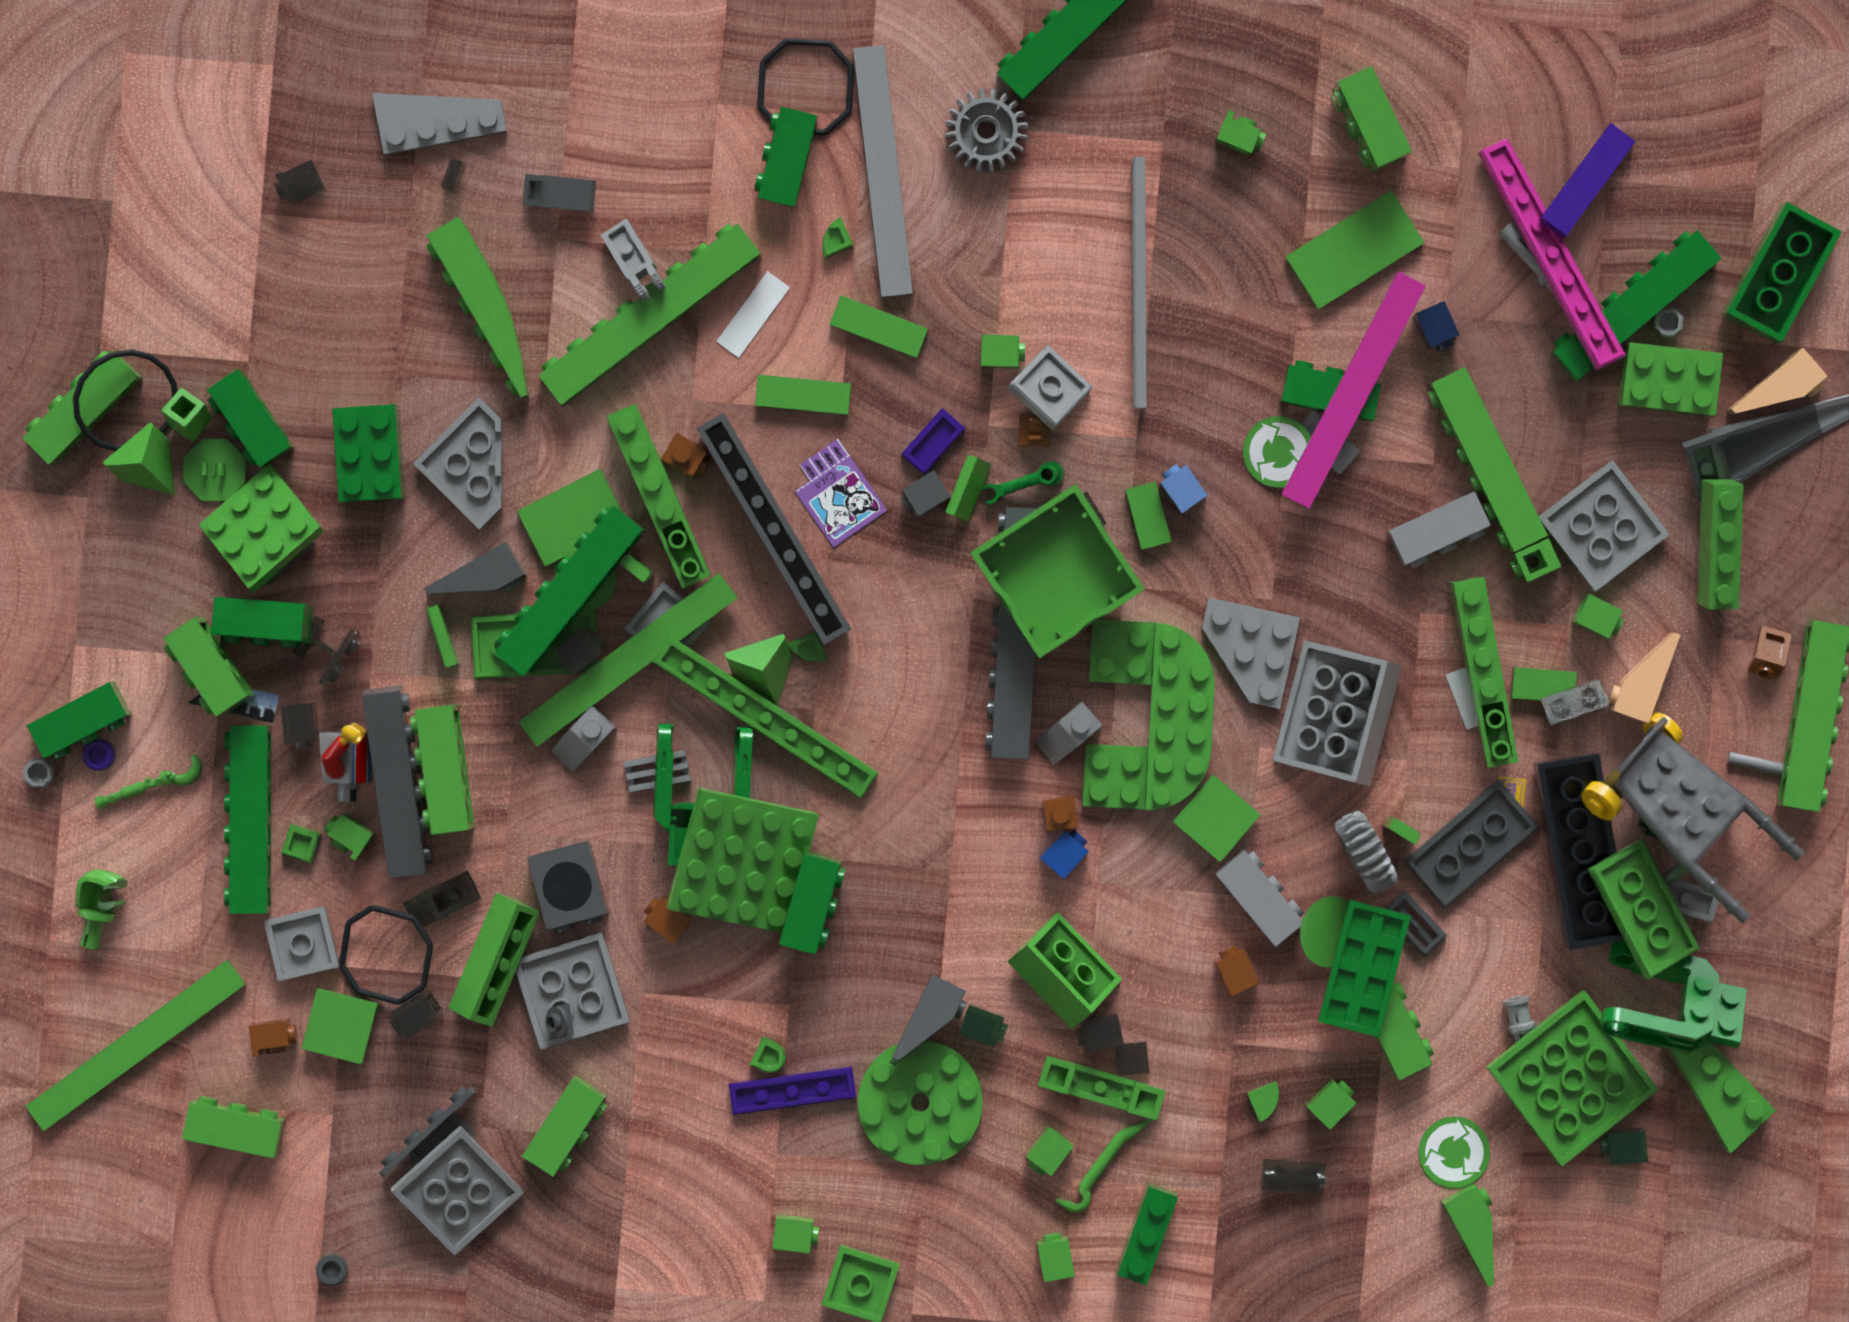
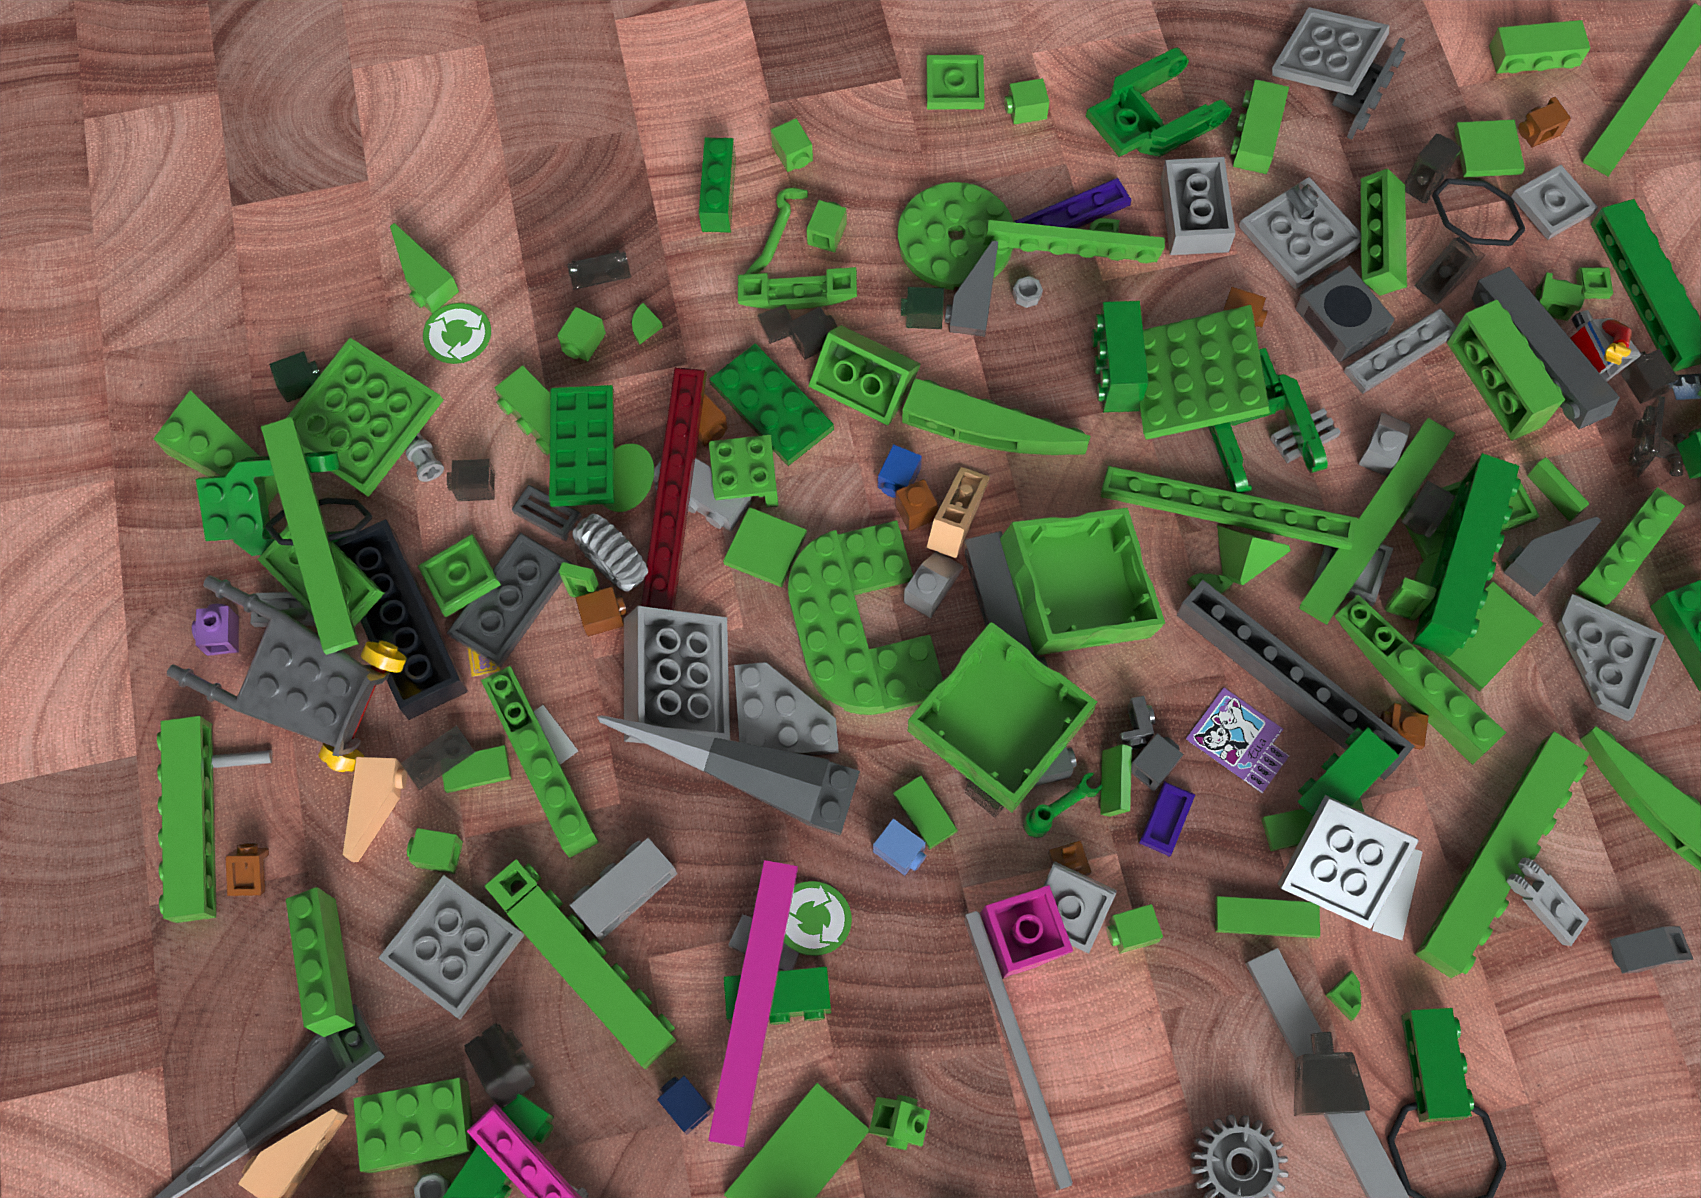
camera: 160 degrees right, 20 degrees down
(404, 556) = (1629, 548): none -> bright green brick
(525, 831) = (1400, 351): none -> light grey tile
(669, 1049) = (1197, 206): none -> light grey brick
(700, 1170) = (1131, 123): none -> green plate
(768, 419) = (1350, 773): none -> green brick
(797, 346) = (1347, 862): none -> plate
(798, 1041) = (1074, 241): none -> bright green plate
(871, 1012) = (1027, 291): none -> light grey tile
(888, 172) = (1328, 1081): none -> clear smoke torso
(923, 537) = (1141, 719): none -> flat silver bracket
(934, 682) = (1081, 581): none -> bright green tile
(966, 881) = (987, 424): none -> bright green slope
(1021, 796) = (957, 512): none -> light nougat slope
(1098, 377) = (1025, 931): none -> dark pink slope
(1164, 970) = (771, 404): none -> green plate
(1215, 899) = (744, 469): none -> bright green bracket
(1255, 249) = (899, 1121): none -> bright green brick
(1260, 576) = (794, 783): none -> dark grey plate
(1288, 895) = (674, 488): none -> dark red tile
(1389, 801) = (601, 611): none -> dark orange brick
(1478, 976) = (472, 480): none -> clear smoke brick
(1513, 881) = (459, 575): none -> bright green tile
(1584, 405) = (500, 1064): none -> clear smoke brick
(1627, 938) = (368, 517): none -> black piece
(1643, 938) = (309, 536): none -> bright green tile
(1755, 895) = (216, 630): none -> medium lavender brick

